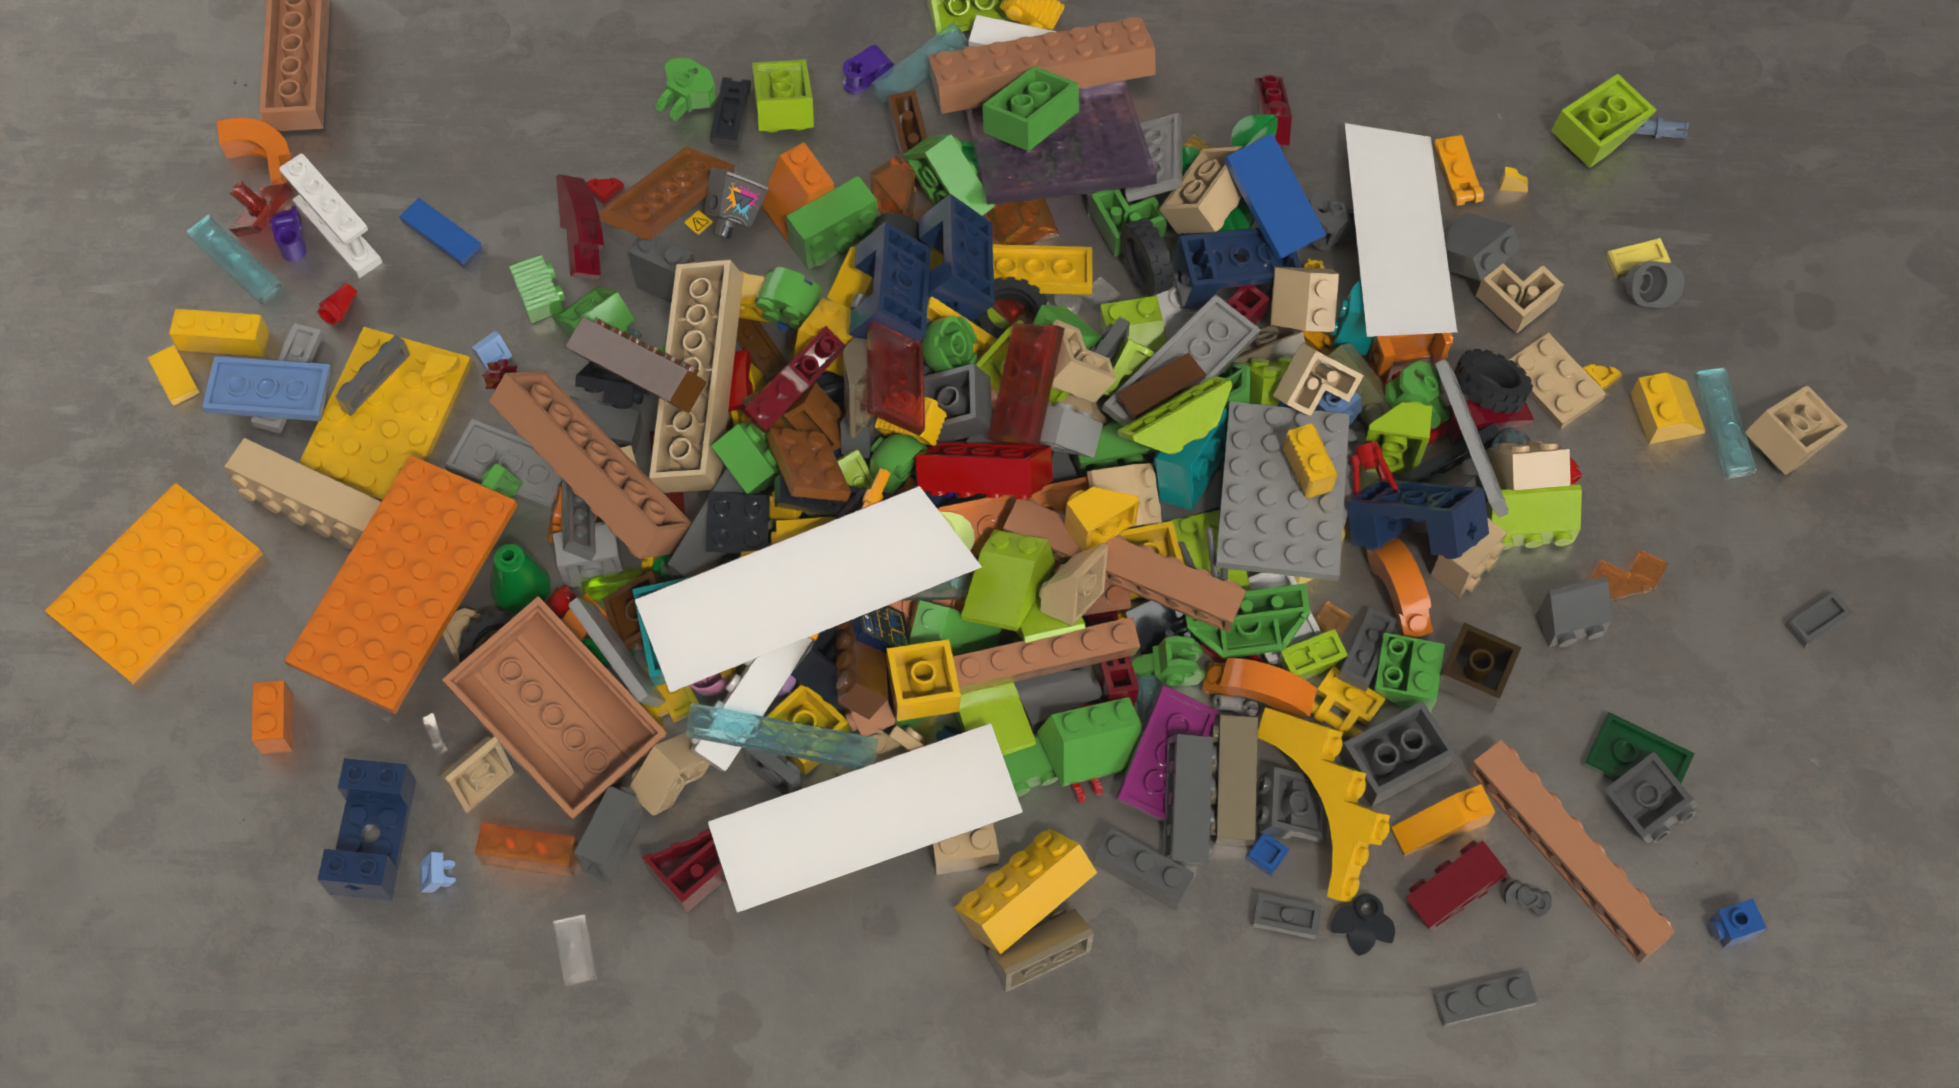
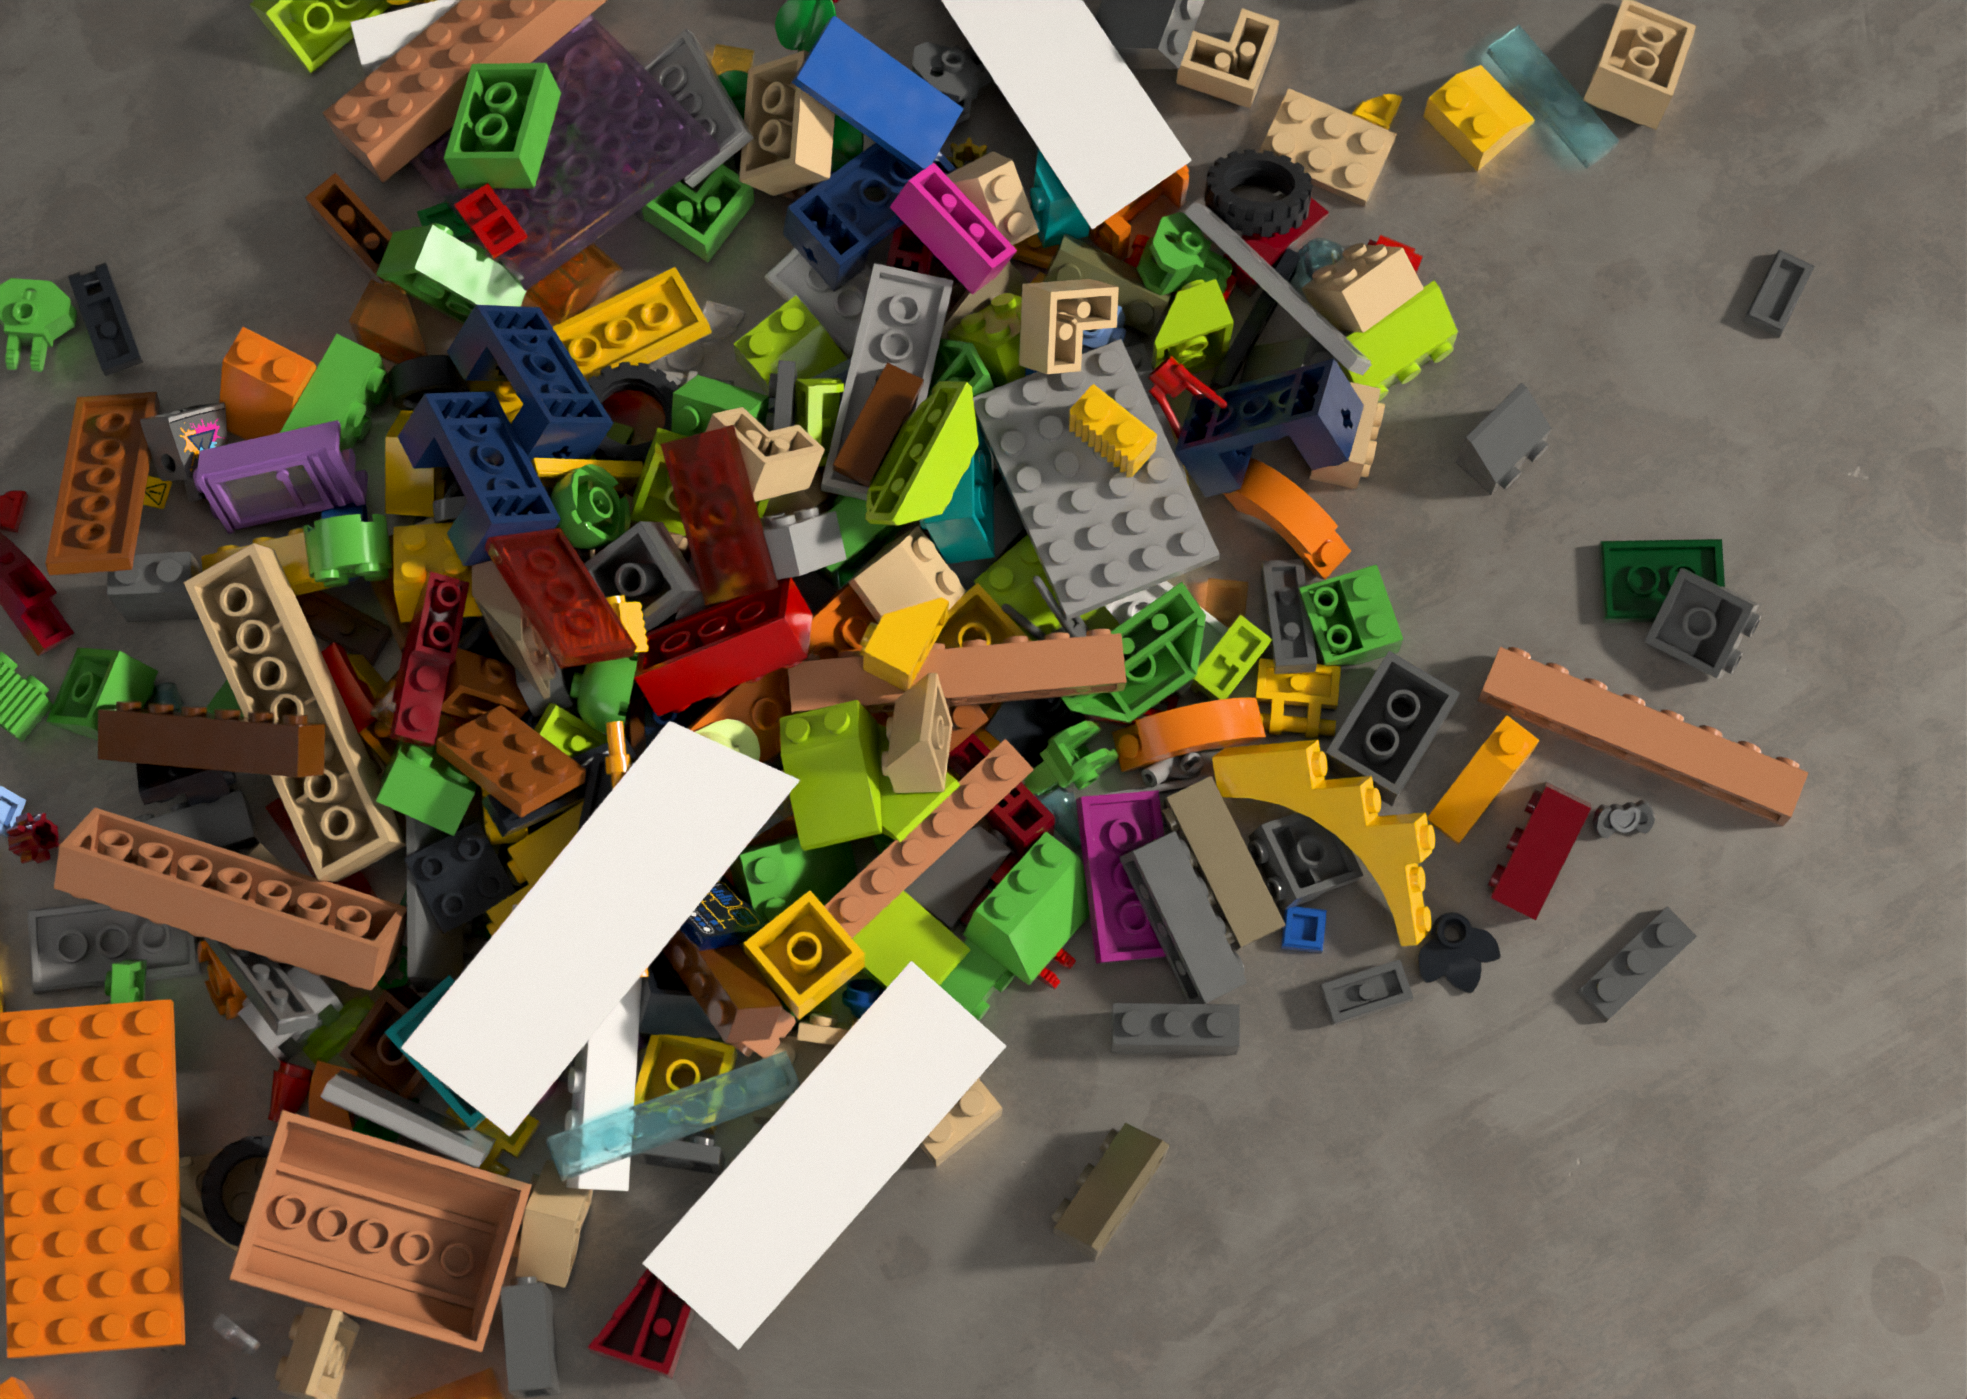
camera: 30 degrees left, 10 degrees up
(517, 579) = (222, 1090): green cone -> none
(773, 239) = (279, 476): none -> medium lavender door
(783, 95) = (160, 260): lime slope -> none
(866, 67) = (249, 163): dark purple piece -> none
(916, 67) = (310, 130): clear light blue plate -> none
(990, 155) = (490, 221): none -> red slope
(1025, 890) = (1057, 1133): yellow brick -> none
(1147, 257) = (759, 253): black tyre -> none
(1277, 297) = (953, 228): none -> dark pink brick
(1478, 667) = (1428, 568): dark brown brick -> none
(1641, 578) = (1555, 351): clear orange tile -> none
(1737, 923) = (1868, 721): blue brick -> none

